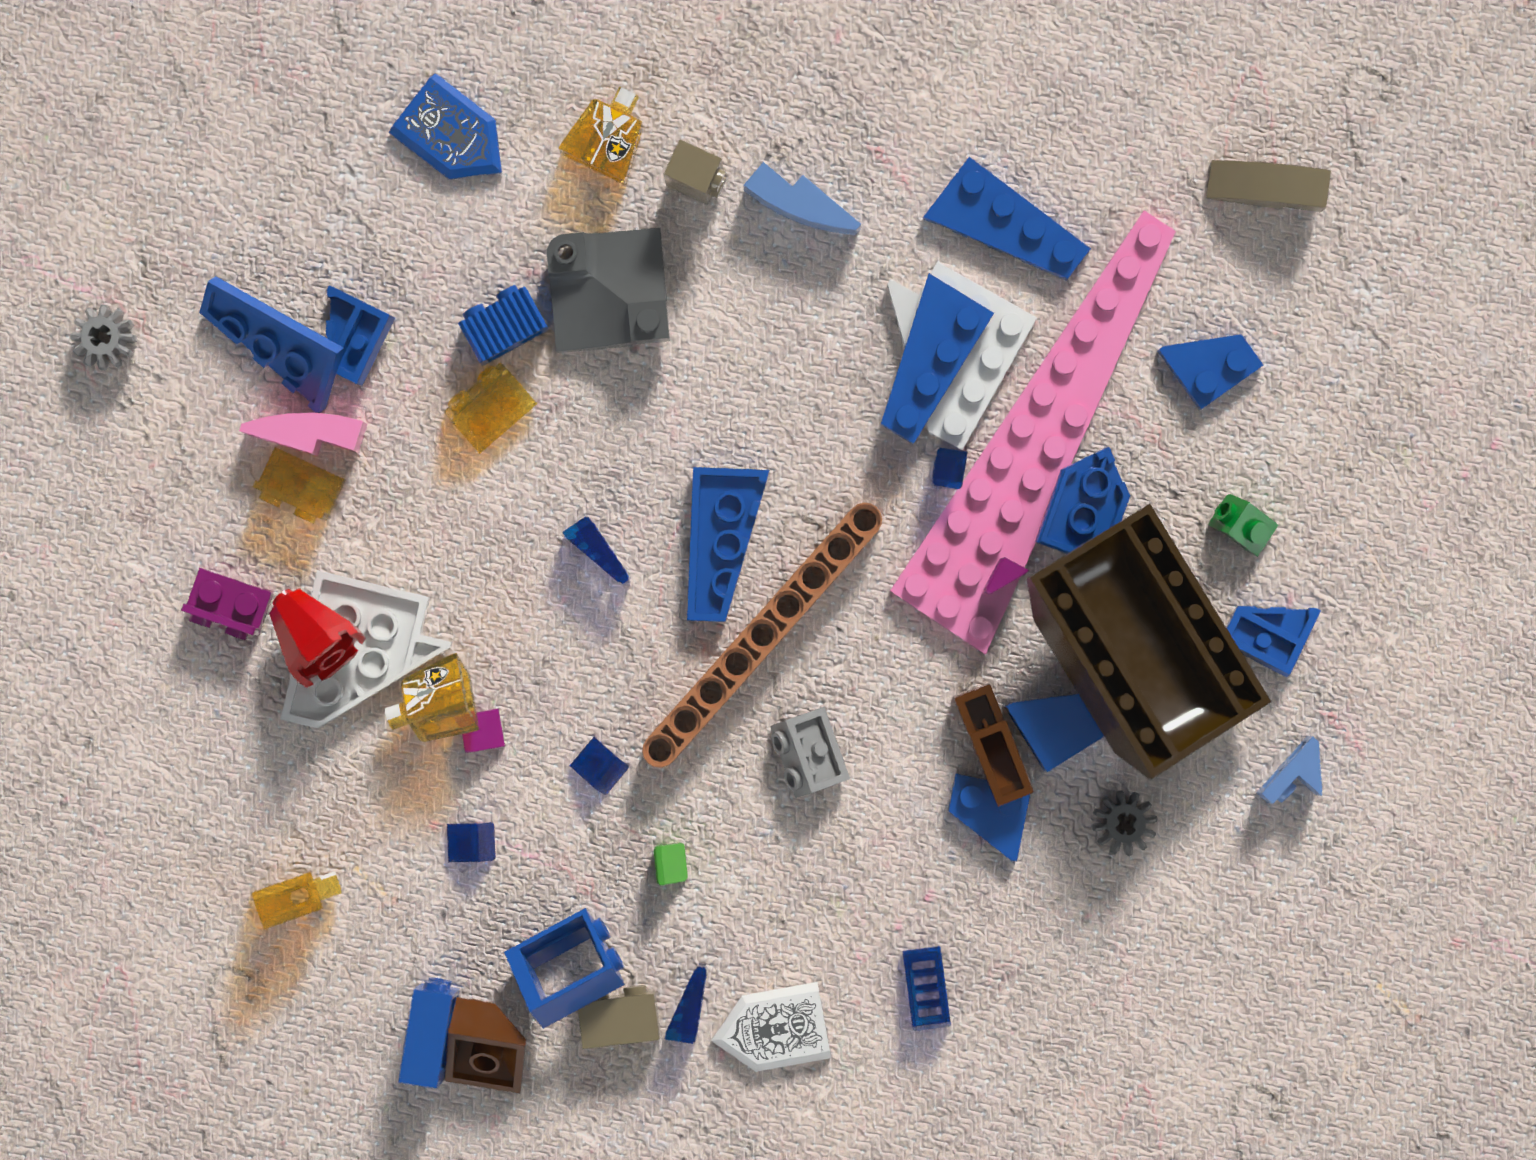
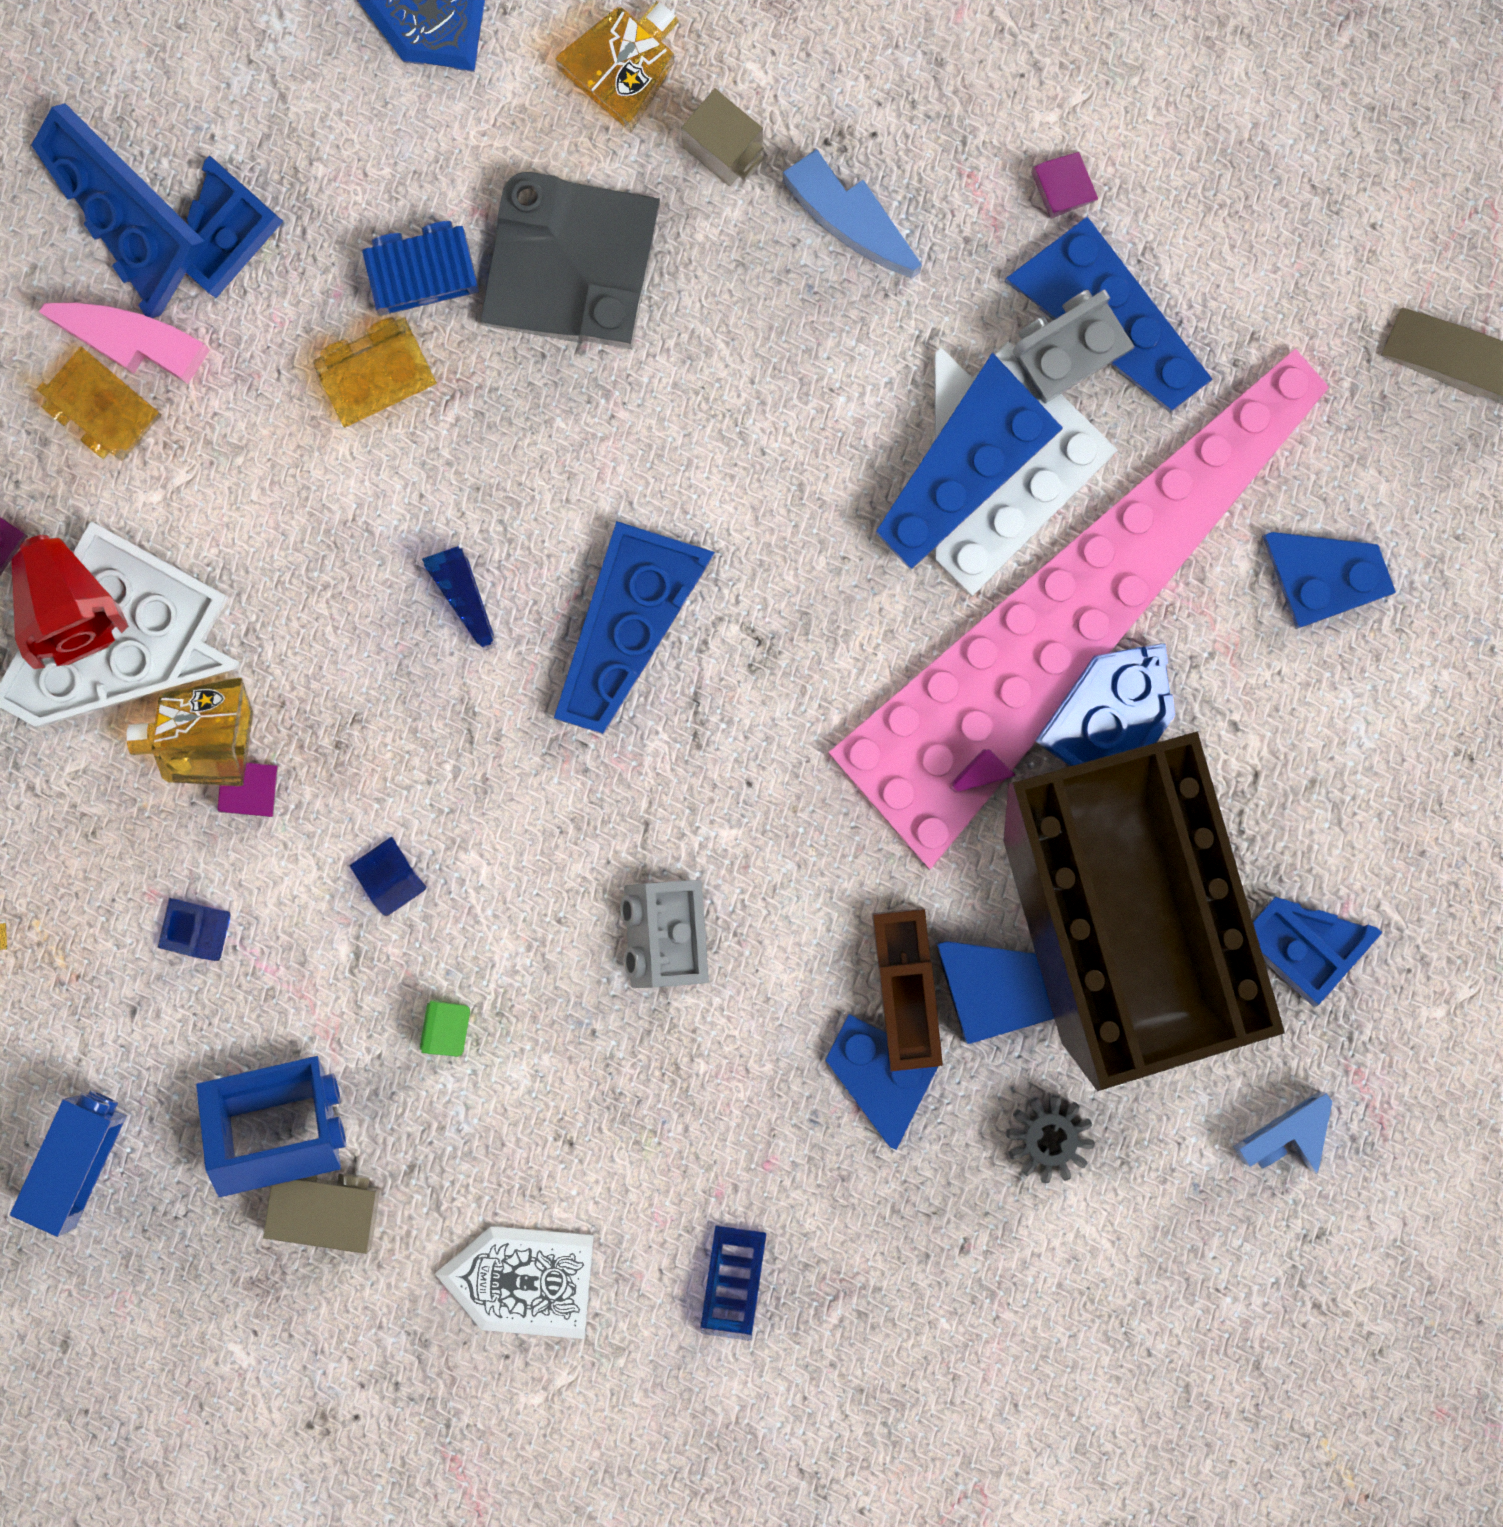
camera: 10 degrees right, 0 degrees up
(484, 1047) = (136, 1201): reddish brown slope -> none
(687, 1015) = (409, 1236): clear blue slope -> none
(768, 616) = (619, 768): nougat beam -> none
(946, 138) = (1064, 184): none -> magenta slope
(949, 469) = (948, 615): clear blue slope -> none
(984, 253) = (1072, 345): none -> light grey bracket
(1243, 524) = (1312, 792): green bracket -> none

